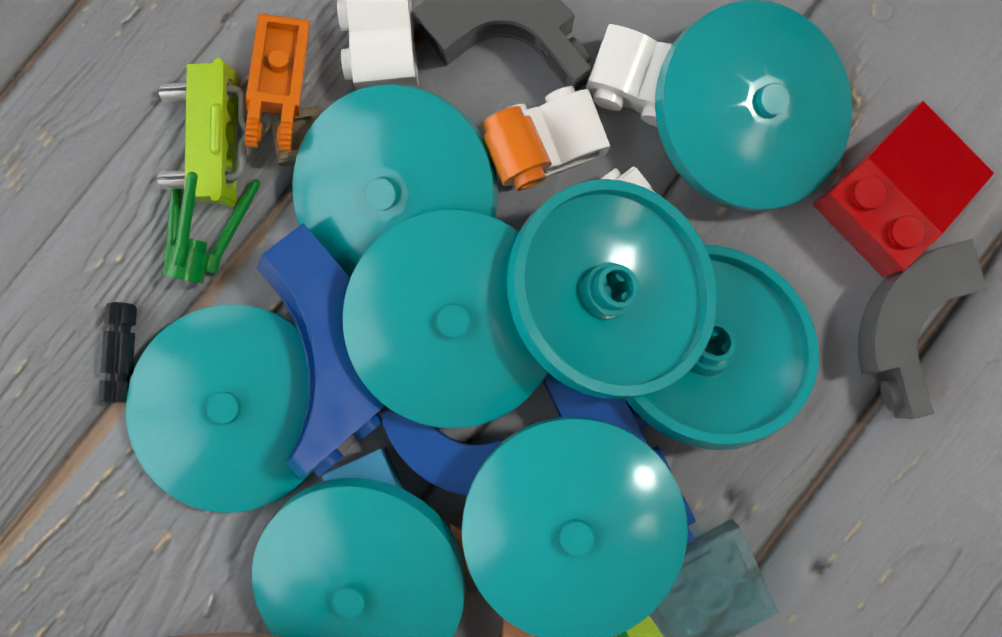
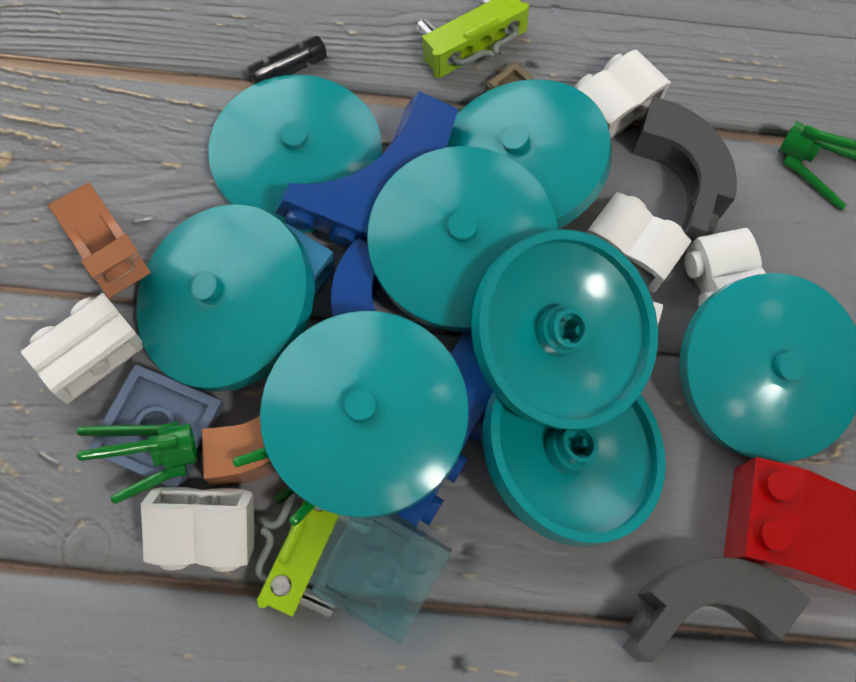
camera: 50 degrees right, 15 degrees down
(185, 256) = (382, 63): green plant -> none
(276, 76) = (540, 47): orange hinge -> none
(515, 148) = (614, 207): orange brick -> none

